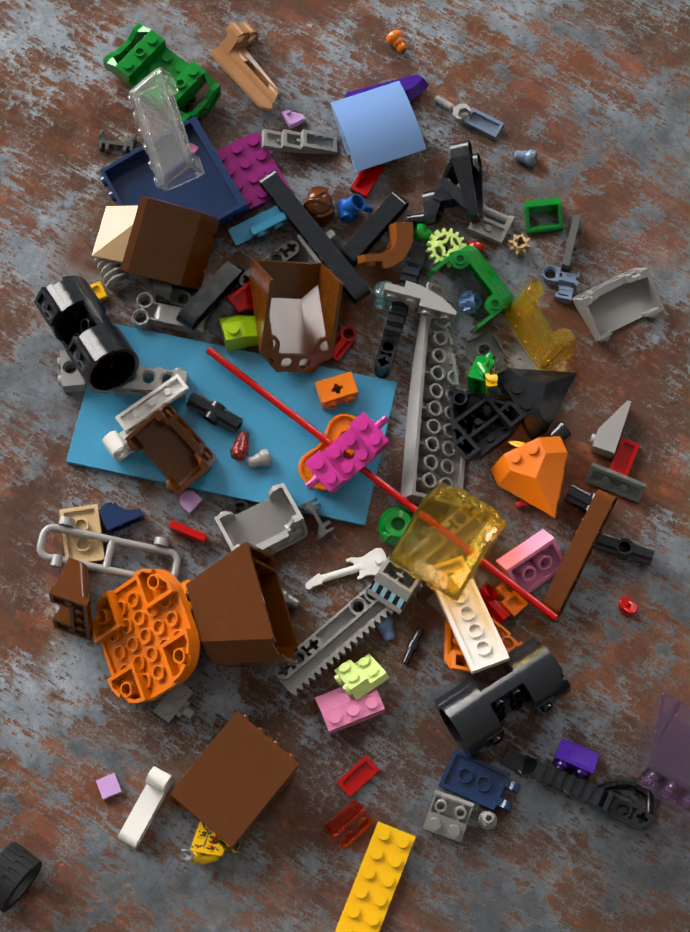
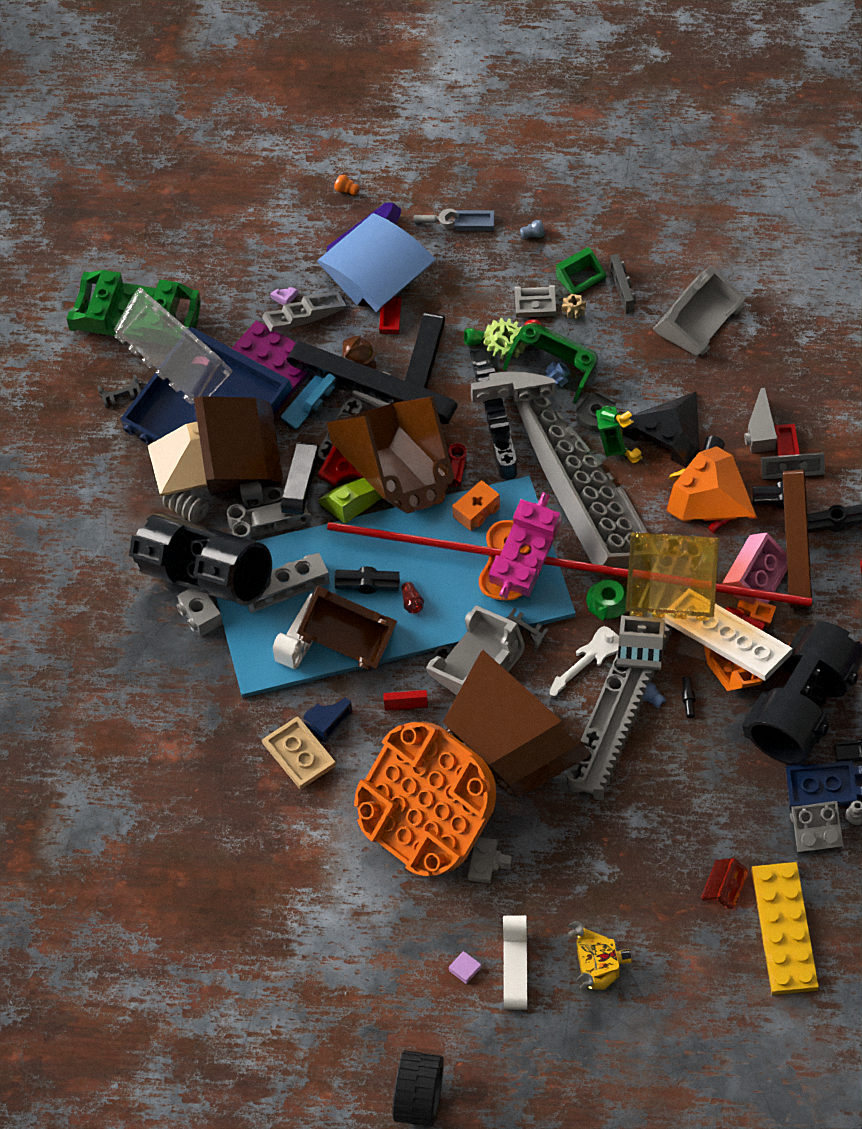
camera: 25 degrees left, 15 degrees down
(66, 526) = (279, 747): light grey bar -> none
(73, 595) = (334, 807): reddish brown windscreen -> none
(151, 402) = (298, 600): white tile -> none
(190, 501) = (388, 673): lavender tile -> none
(235, 780) = (593, 884): reddish brown windscreen -> none
(241, 65) = (190, 263): medium nougat panel -> none
(260, 459) = (438, 600): light grey piece -> none
(343, 711) = (661, 777): bright pink slope -> none
(351, 206) = (390, 344): blue piece -> none
(357, 776) = (706, 838): red tile -> none
(360, 677) = (655, 744): yellowish green plate -> none
(377, 296) = (466, 409): clear light blue head -> none
(398, 247) = (458, 359): dark orange arch -> none
(462, 169) = (485, 281): black connector -> none
(481, 422) = (633, 469): black wedge -> none
(534, 332) = (638, 369): clear yellow windscreen -> none
(565, 281) = (638, 319): sand blue piece -> none

